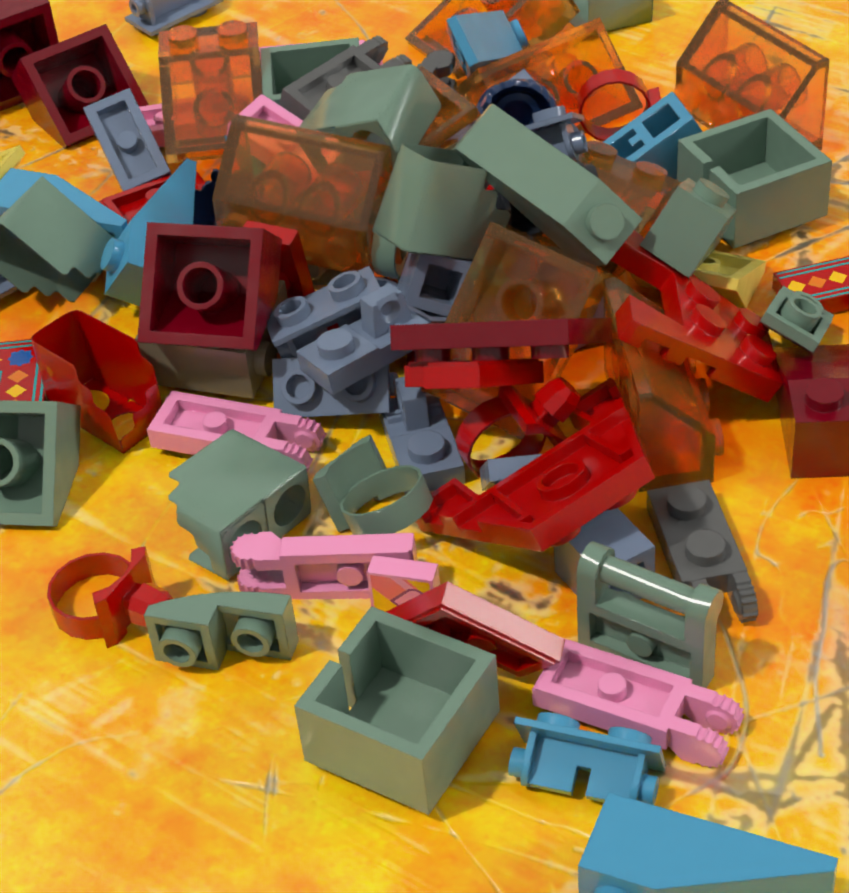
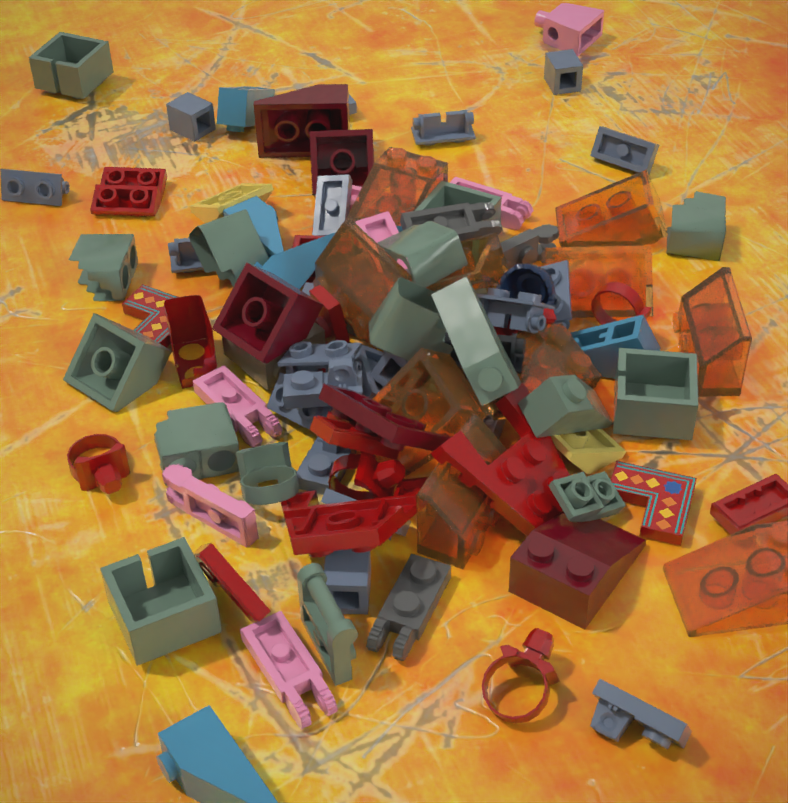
camera: 30 degrees right, 0 degrees up
(204, 626) = (128, 507): sand green slope -> none
(399, 580) = (232, 539): bright pink tile -> none
(484, 38) = (567, 229): dark azure slope -> none
(559, 749) = (246, 695): dark azure hinge -> none

